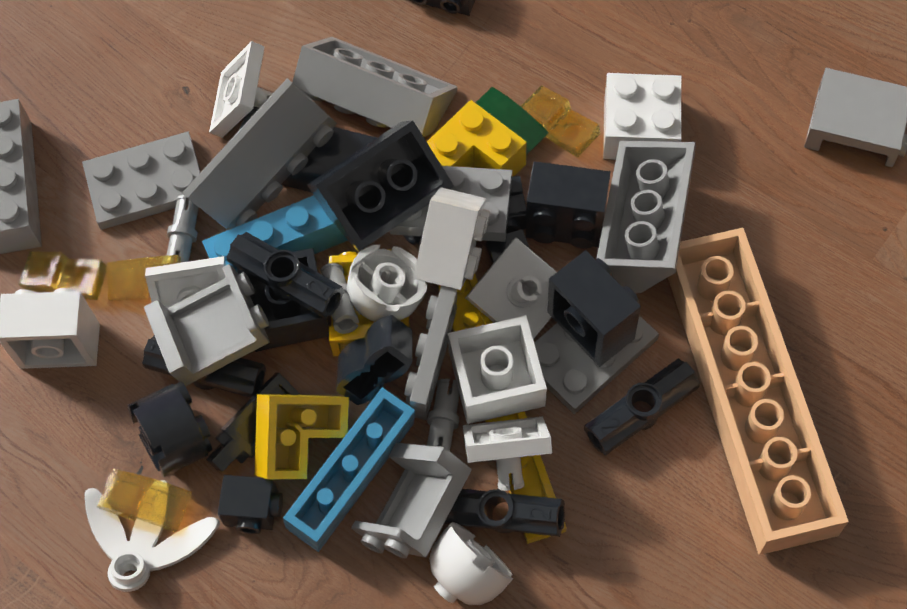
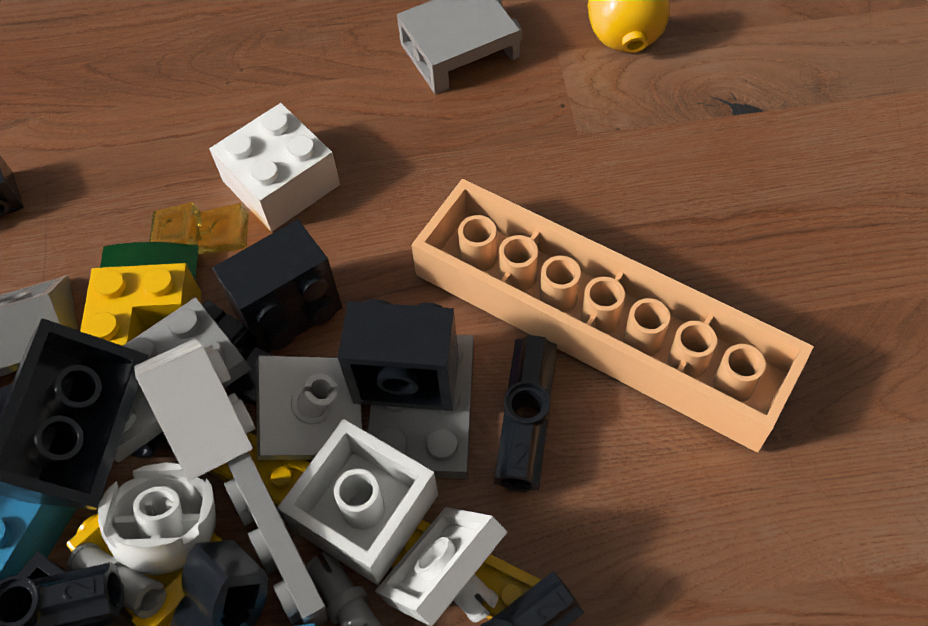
camera: 45 degrees left, 5 degrees down
(646, 211) = (365, 230): light grey slope -> none

